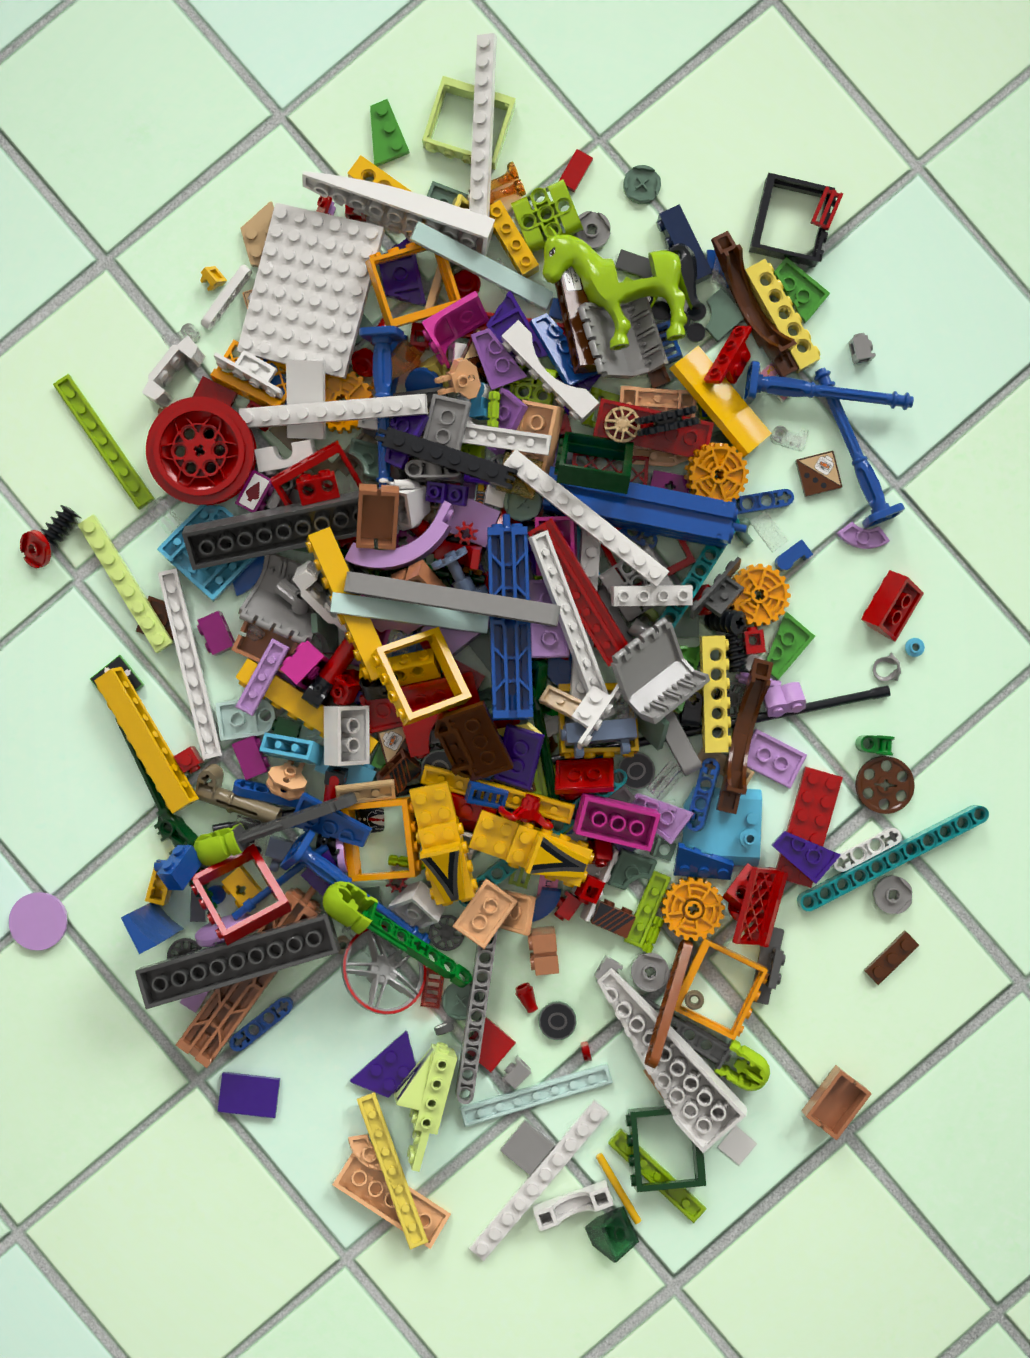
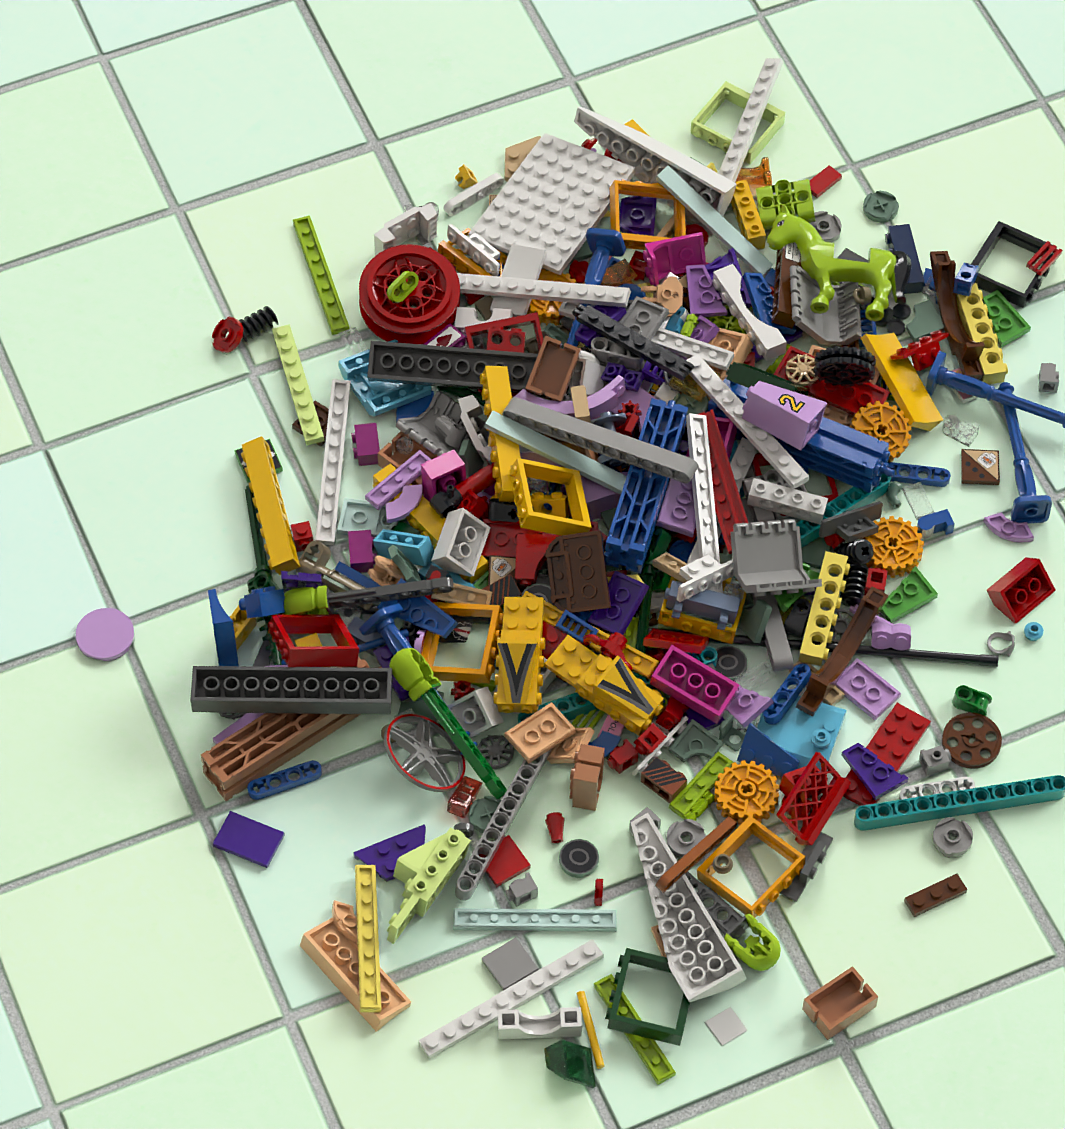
camera: 20 degrees right, 30 degrees down
(192, 457) = (402, 288): none -> lime plate
(205, 827) = (300, 580): none -> dark purple wing
(277, 703) = (404, 504): none -> lavender tile
(303, 777) = (405, 565): none -> sand green tile
(386, 134) = (660, 114): bright green wing -> none
(418, 555) = (580, 403): none -> tan slope
(627, 511) = (783, 413): none -> lavender slope
(659, 312) = (865, 295): none -> dark tan tile
(755, 260) = (965, 279): none -> blue leg
(850, 818) = (932, 764): none -> light grey brick

